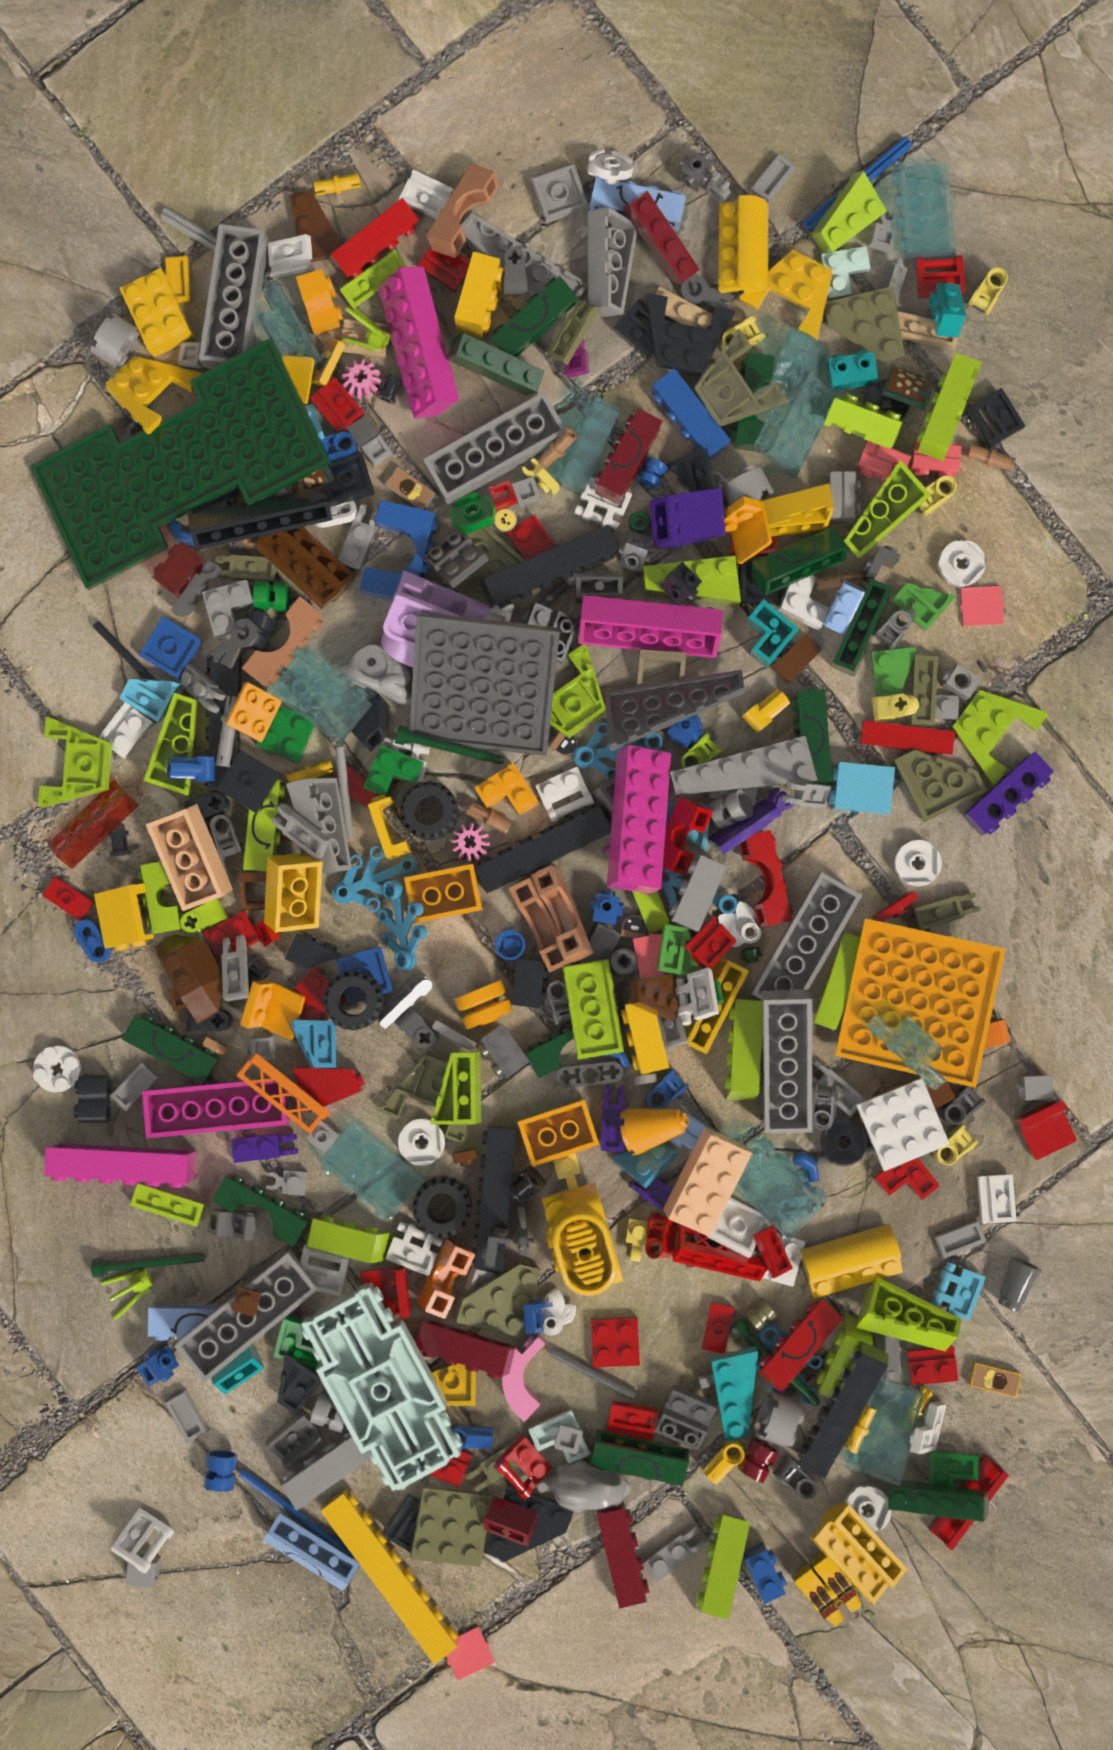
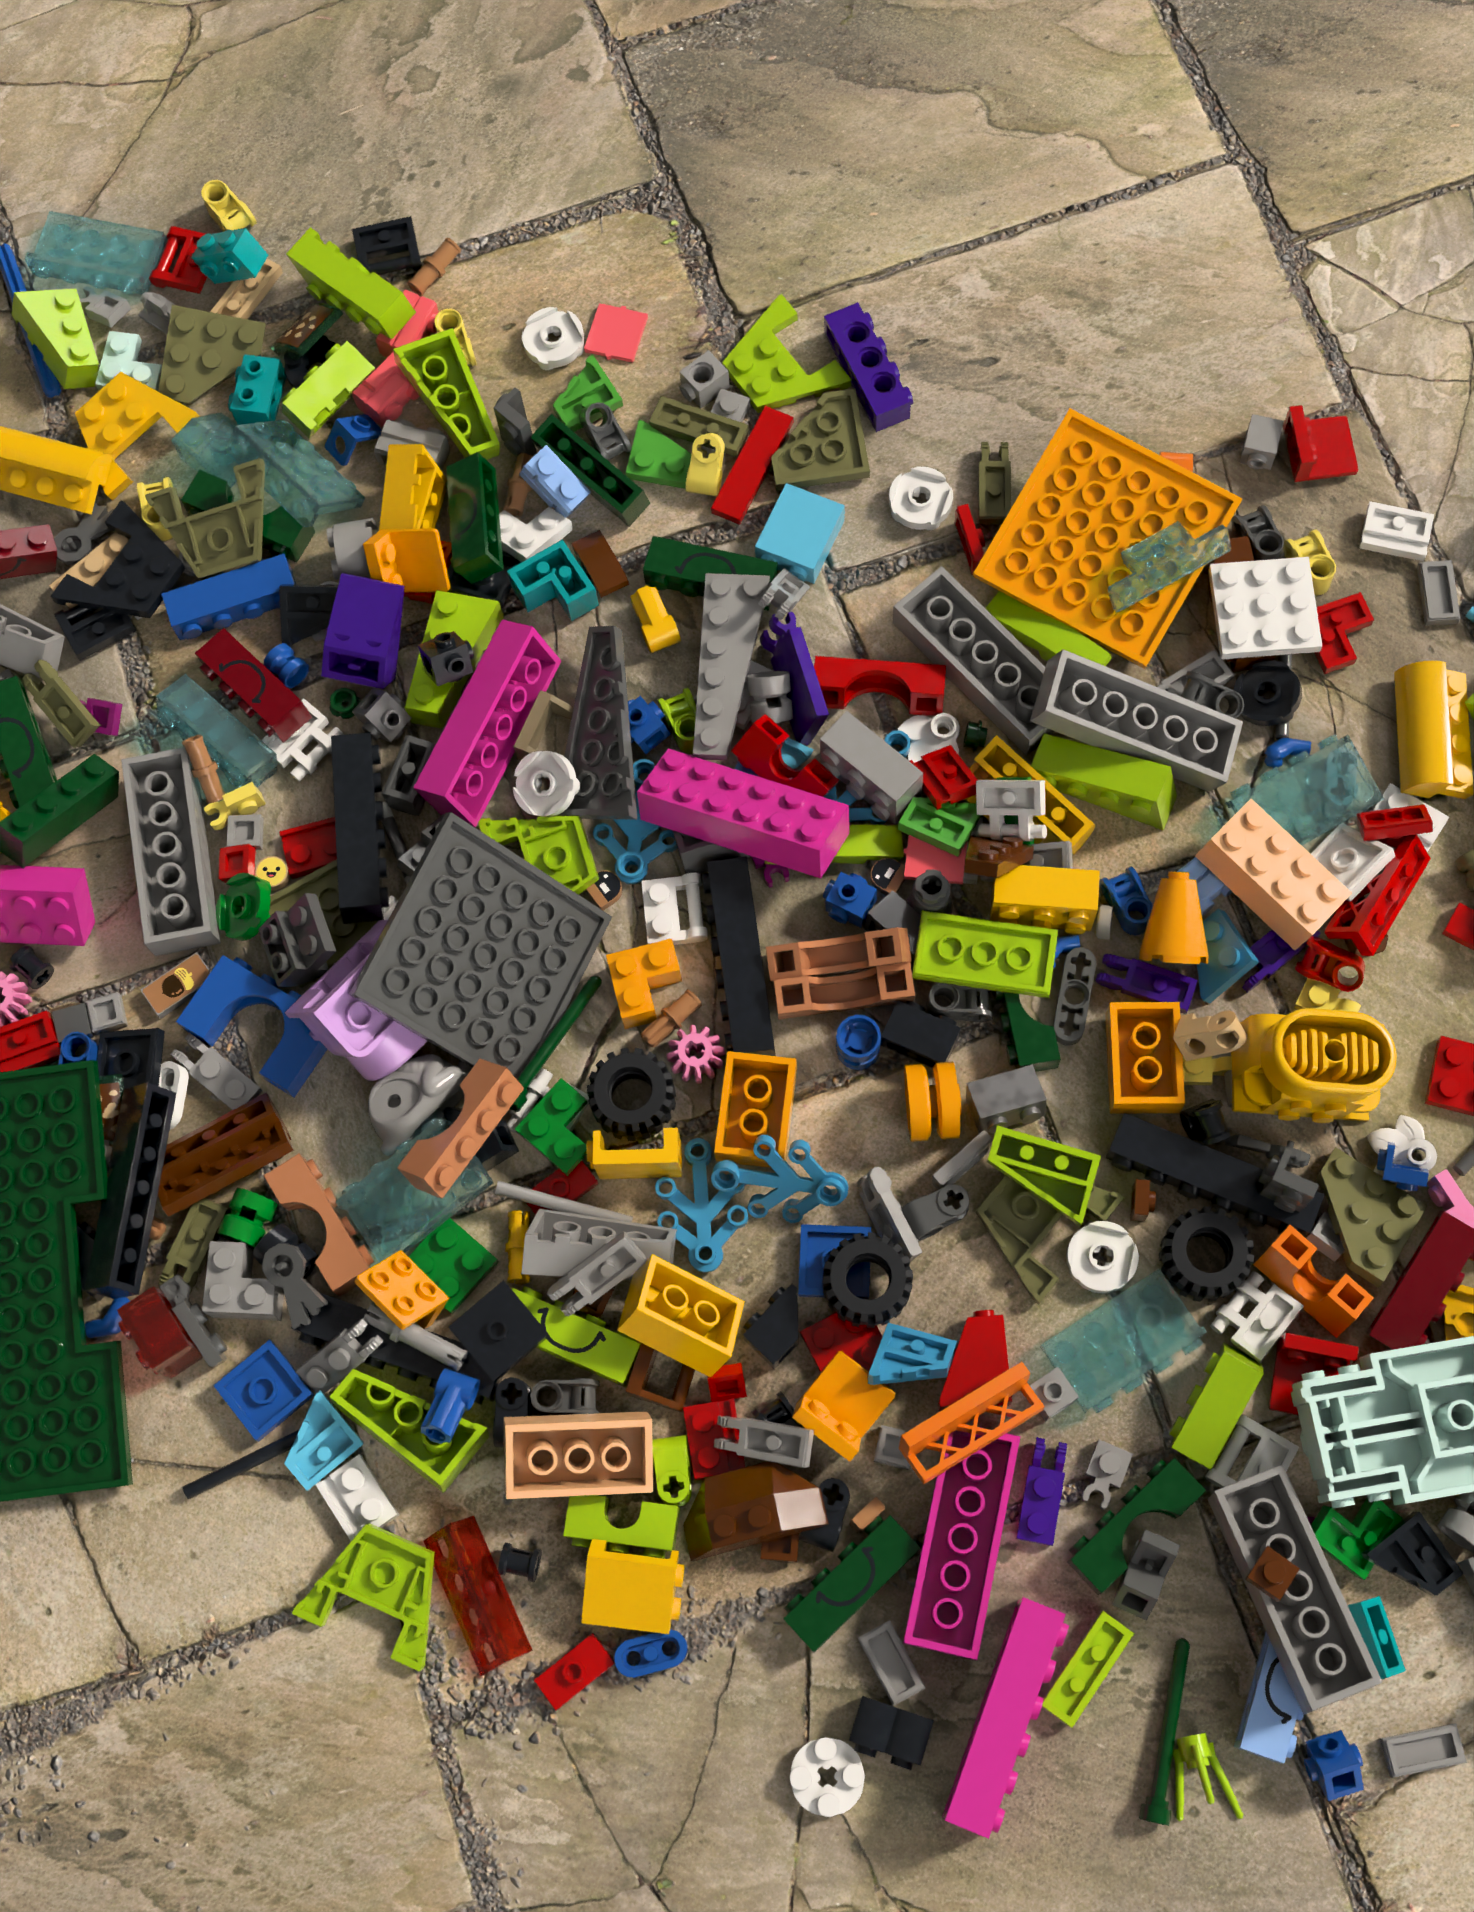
camera: 65 degrees left, 15 degrees down
(337, 707) = (438, 1161): none -> nougat arch
(579, 1169) = (1209, 1035): none -> tan leg
(628, 688) = (562, 783): none -> white plate
(842, 451) = (352, 430): none -> blue bracket

